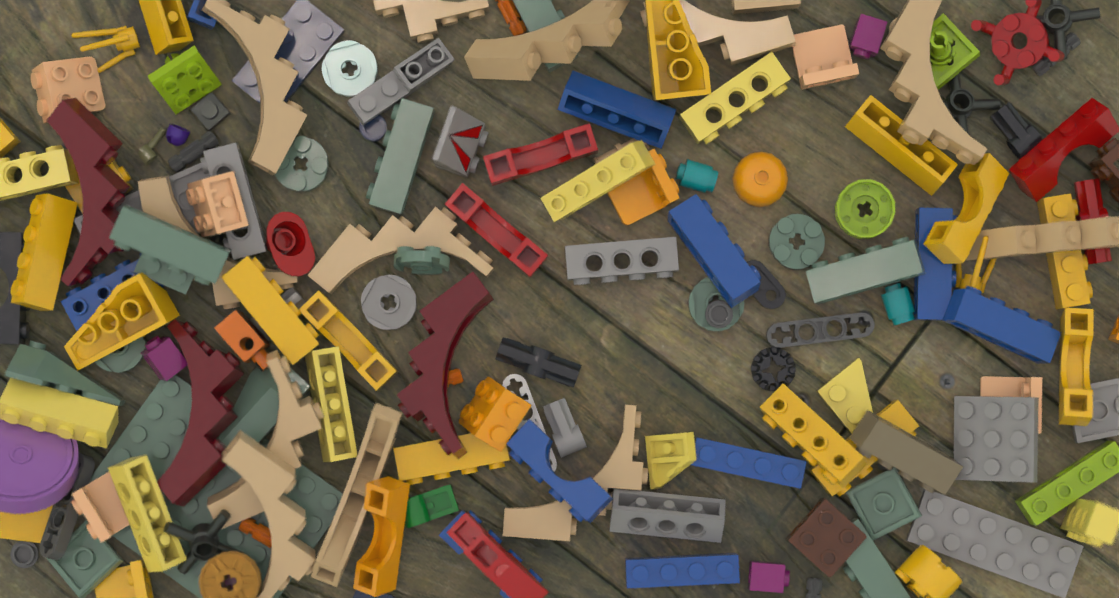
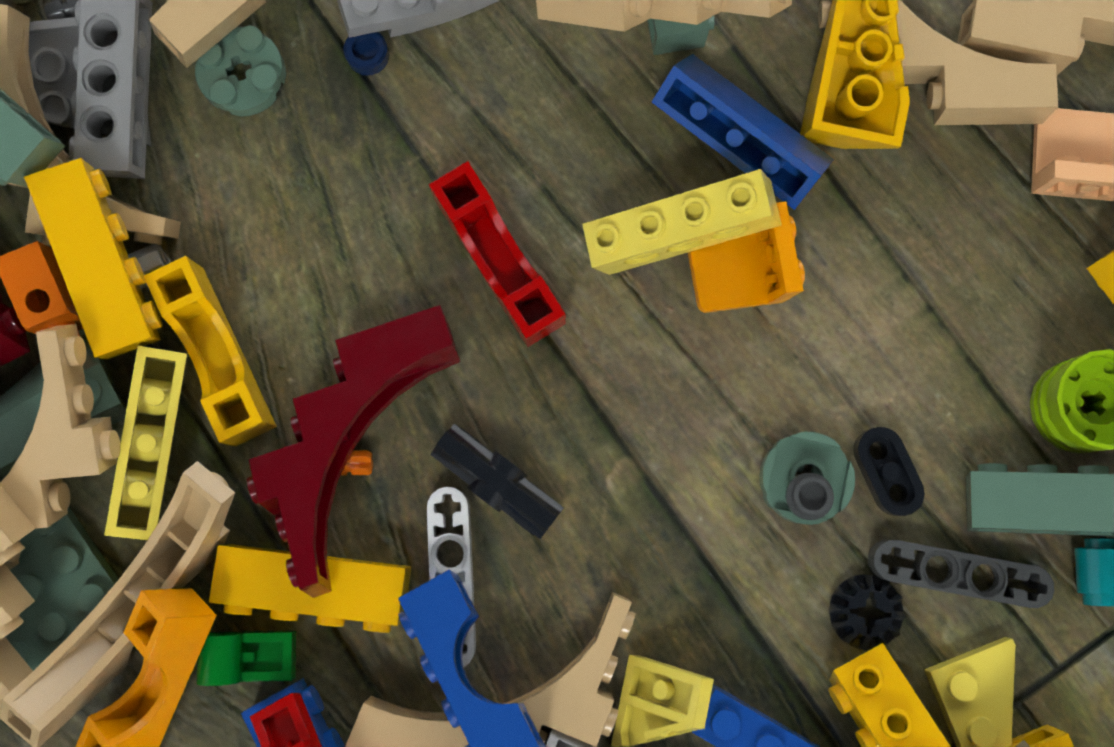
camera: 20 degrees right, 5 degrees down
(216, 204) = (77, 69): light nougat bracket -> none
(290, 244) = (173, 175): red piece -> none
(355, 250) = (279, 218): tan arch -> none
(384, 287) = (272, 315): light grey plate -> none
(401, 157) = (391, 102): sand green brick -> none
(422, 262) = (372, 264): sand green plate -> none
(460, 143) = (481, 97): light grey slope -> none
(493, 413) = (396, 543): light orange bracket -> none
(542, 155) = (647, 164): red arch -> none
(566, 432) = (504, 611): light grey piece -> none
(663, 248) = (750, 364): light grey brick -> none
(696, 176) = (835, 271): teal brick -> none
(714, 250) = (834, 393): blue brick -> none
(760, 179) = (931, 307): light orange cylinder -> none
(766, 68) = (991, 144): light yellow brick -> none
(809, 231) = (985, 411): sand green plate -> none

